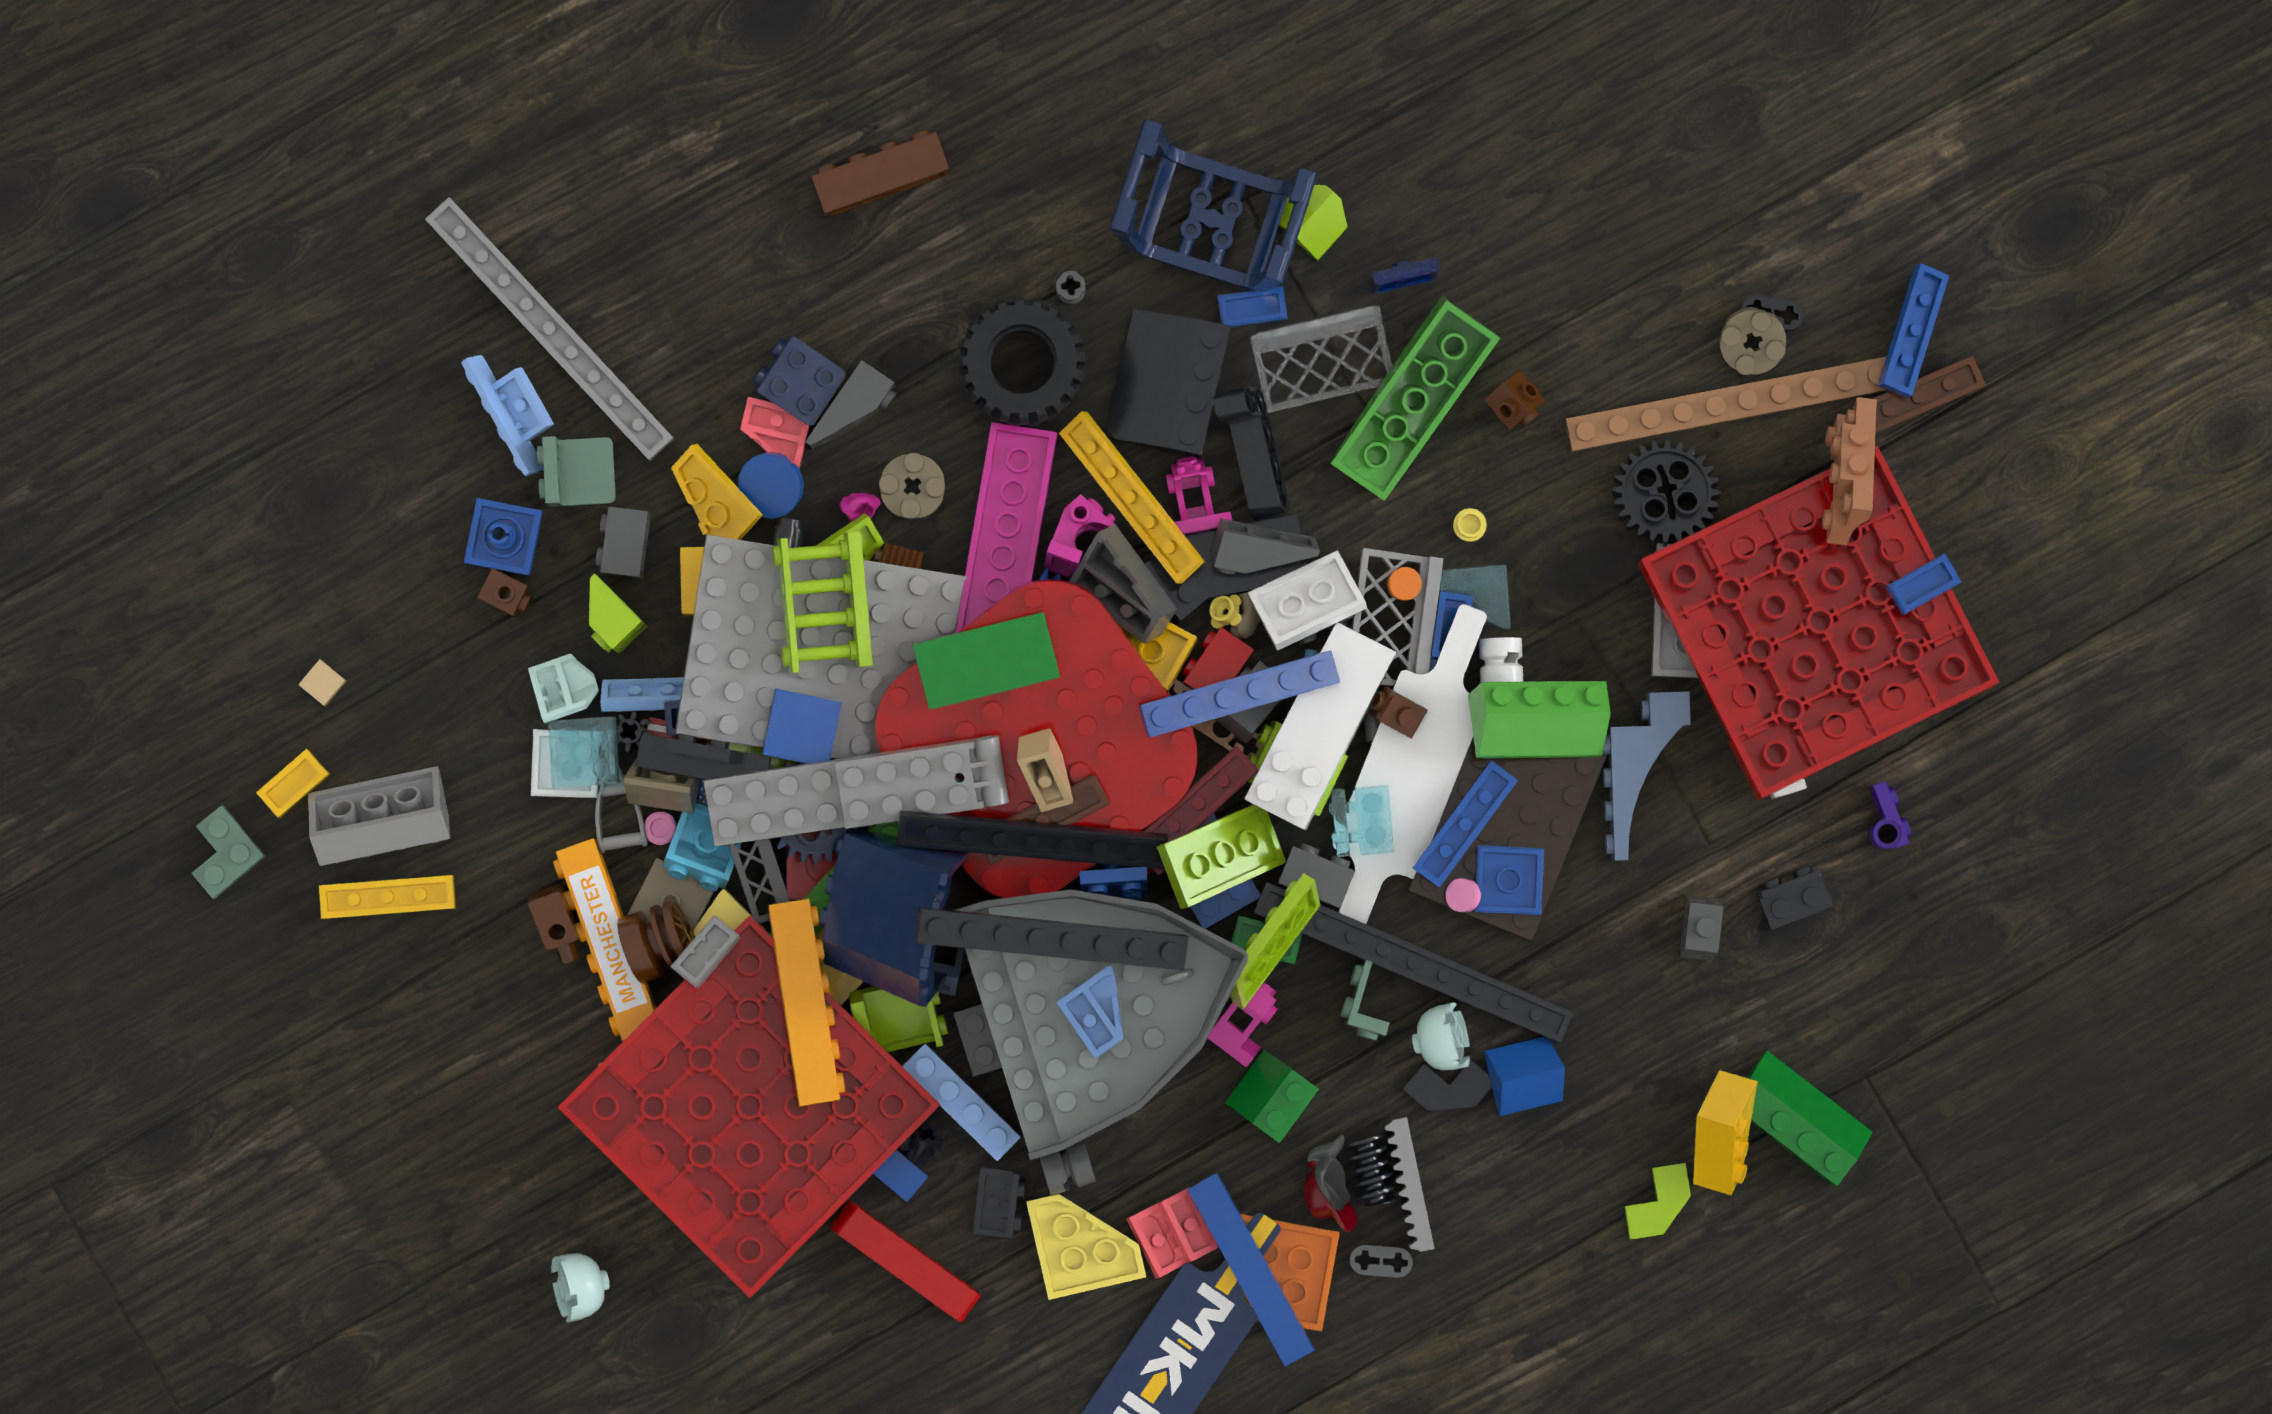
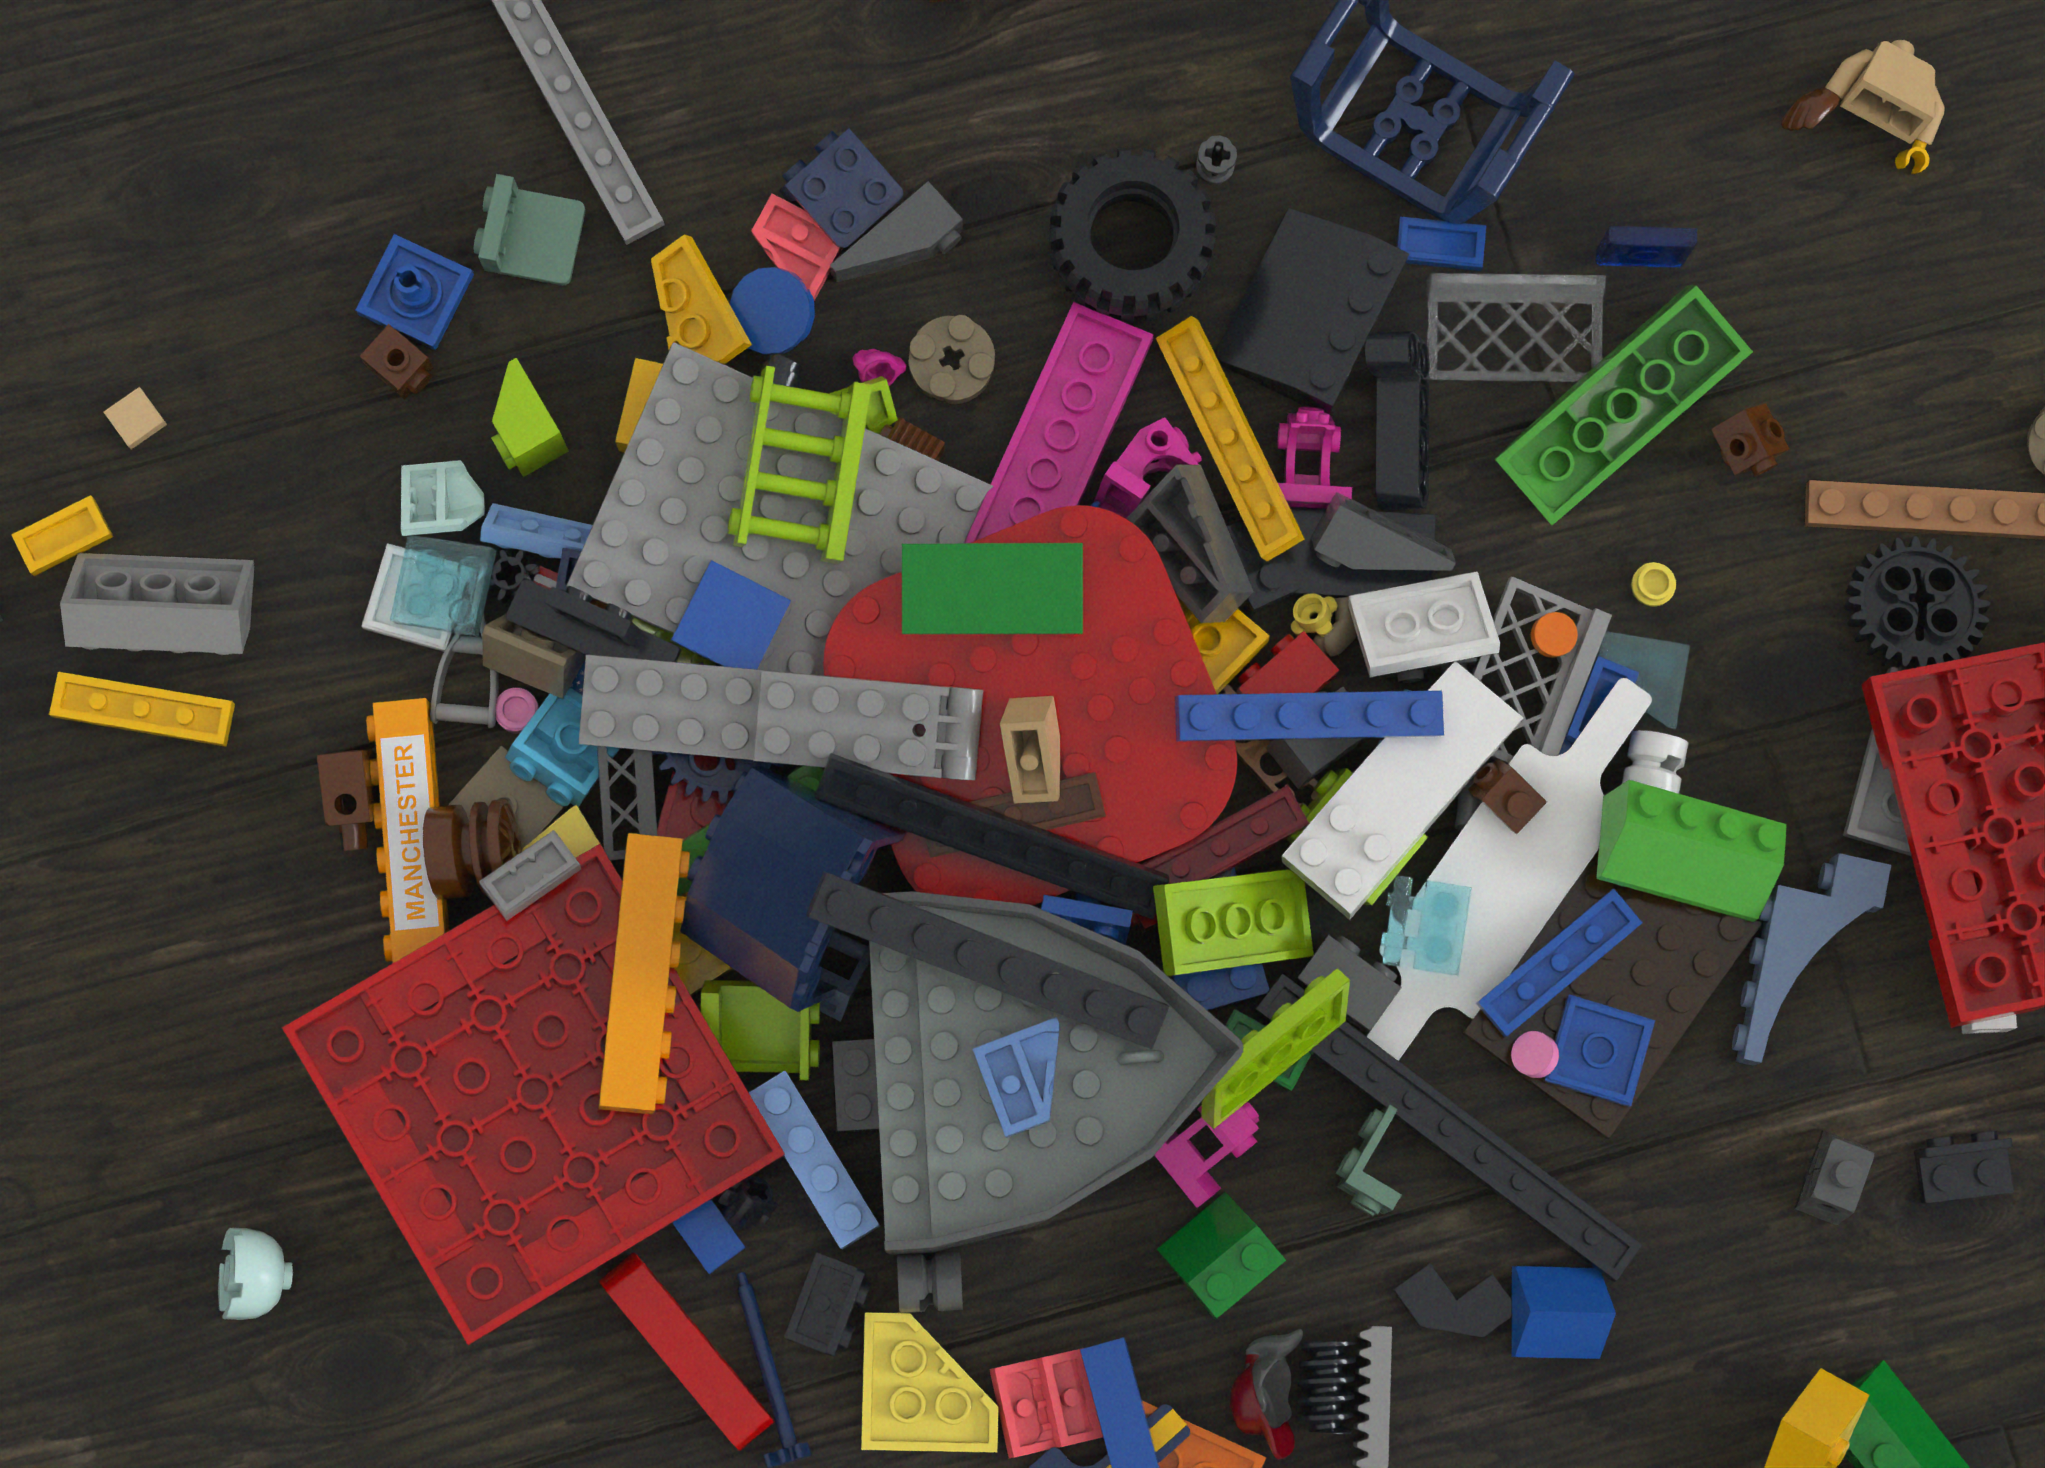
camera: 10 degrees right, 5 degrees down
(513, 409) = (470, 135): light blue bracket -> none
(624, 542) = (566, 337): dark grey brick -> none
(998, 1312) = (791, 1450): none -> dark blue piece
(1322, 221) = (1554, 157): lime slope -> none
(1442, 1038) = (1462, 1235): light aqua cylinder -> none
(1552, 110) = (1885, 89): none -> tan torso

